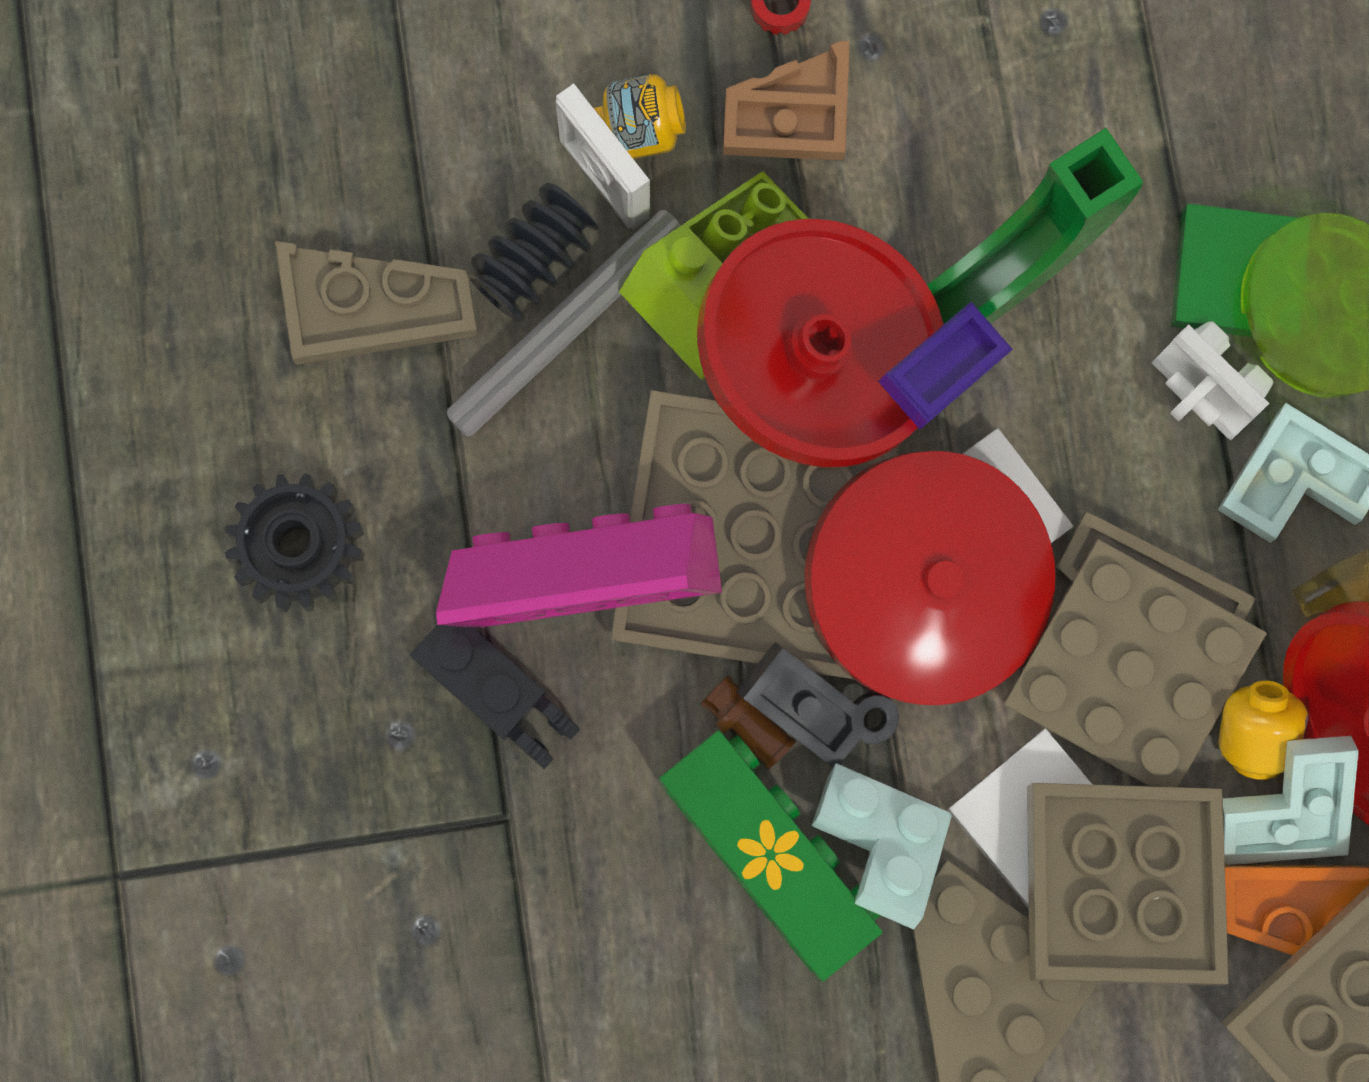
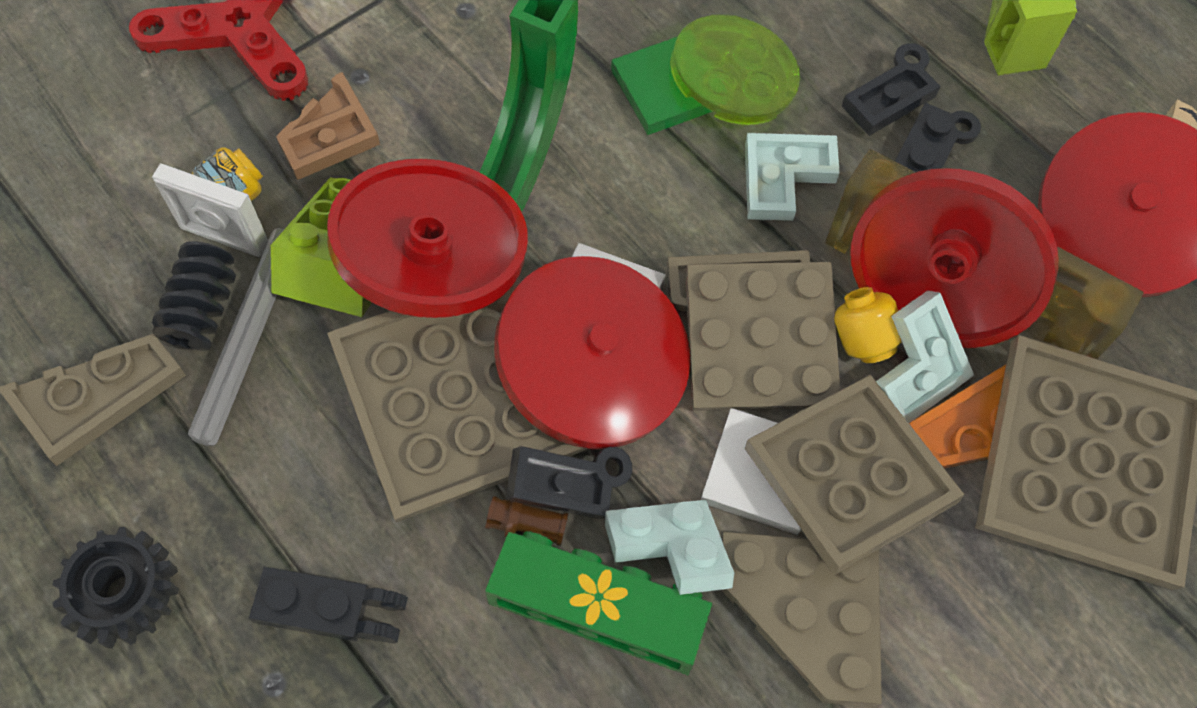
camera: 30 degrees left, 15 degrees down
(582, 569) = (342, 479): dark pink slope -> none
(945, 365) = (519, 208): dark purple tile -> none
(1209, 382) = (693, 145): white hips -> none

